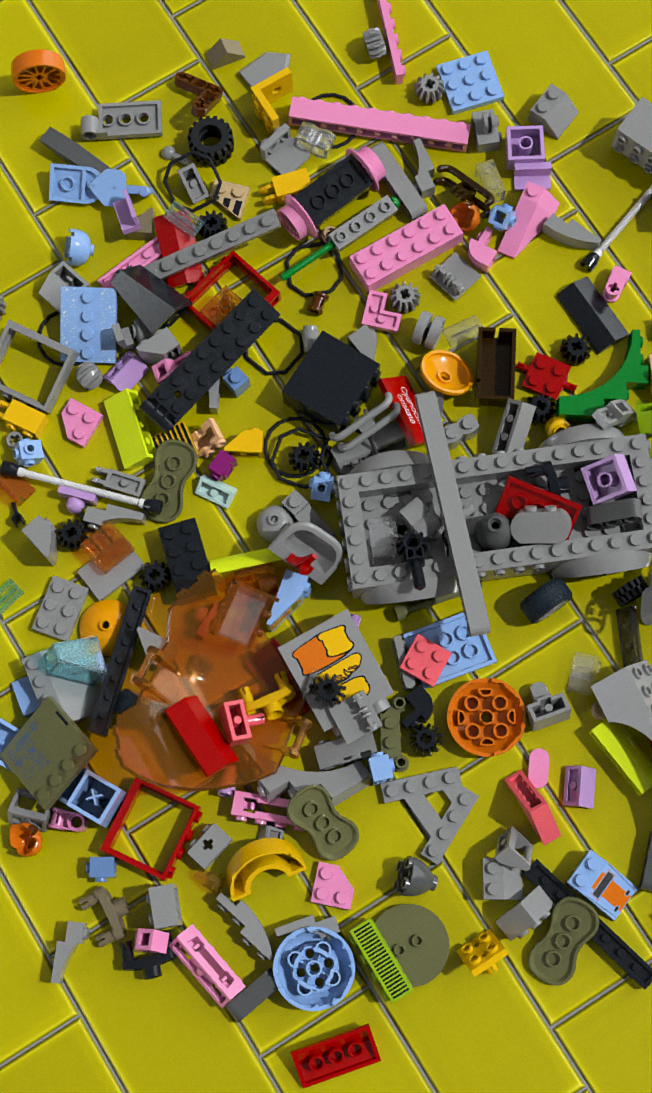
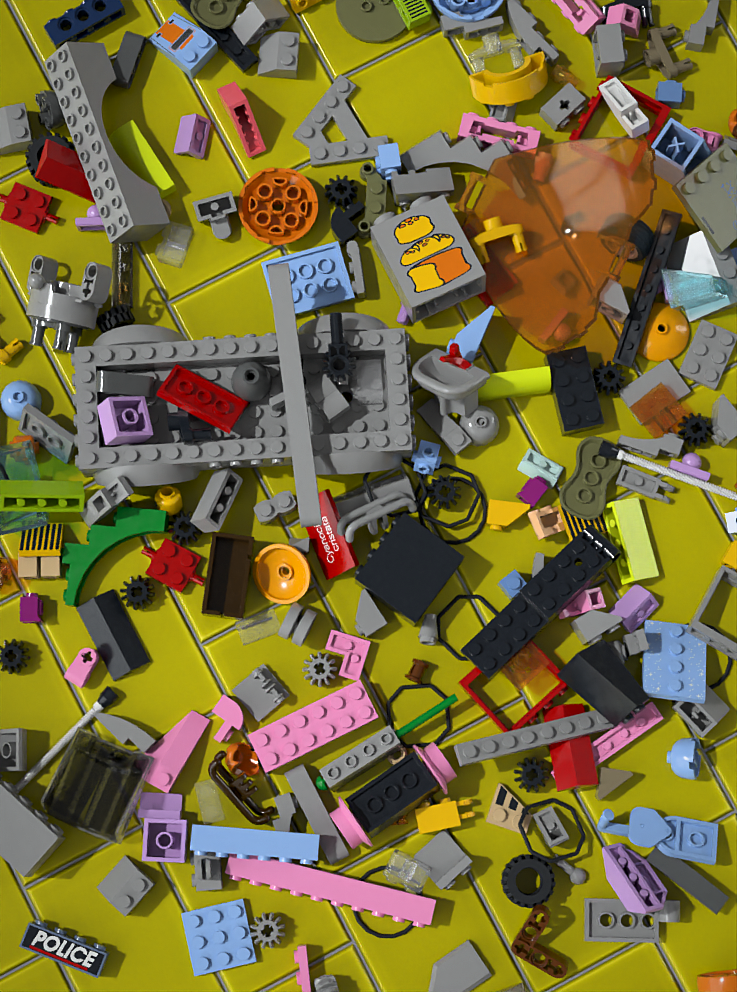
camera: 175 degrees right, 5 degrees up
(80, 422) = (685, 556): bright pink plate -> none
(88, 375) = (674, 605): light grey piece -> none
(118, 144) = (633, 880): none -> lavender wedge
(126, 214) = (628, 790): lavender panel -> none
(147, 843) = (624, 108): none -> white slope
(181, 225) = (578, 786): clear light blue tile -> none
(201, 735) = (567, 198): red slope -> none
(236, 722) = (530, 212): coral brick -> none
(241, 614) = (520, 314): window -> none
(260, 577) = (501, 359): clear orange plate -> none
(266, 93) = (467, 917): yellow bracket -> none
(282, 906) = (494, 46): none -> clear connector
(309, 685) = (454, 237): light grey piece -> none
(330, 831) = (455, 119): olive plate -> none
(332, 887) = (444, 62): bright pink plate -> none
(335, 686) = (441, 232): black gear -> none
(355, 717) = (410, 203): light grey hinge -> none
(414, 877) = (364, 61): dark grey piece -> none
(425, 660) = (334, 265): coral plate -> none
(447, 145) = (254, 842): none -> light blue brick
(496, 217) = (201, 749): light blue brick -> none
(506, 852) = (271, 80): light grey tile -> none
(538, 768) = (231, 157): bright pink tile -> none
(541, 525) = (202, 377): light grey brick -> none
(546, 600) = (204, 316): black wheel -> none
(588, 187) = (97, 786): none -> clear smoke windscreen
(598, 61) = (64, 948): none -> brick

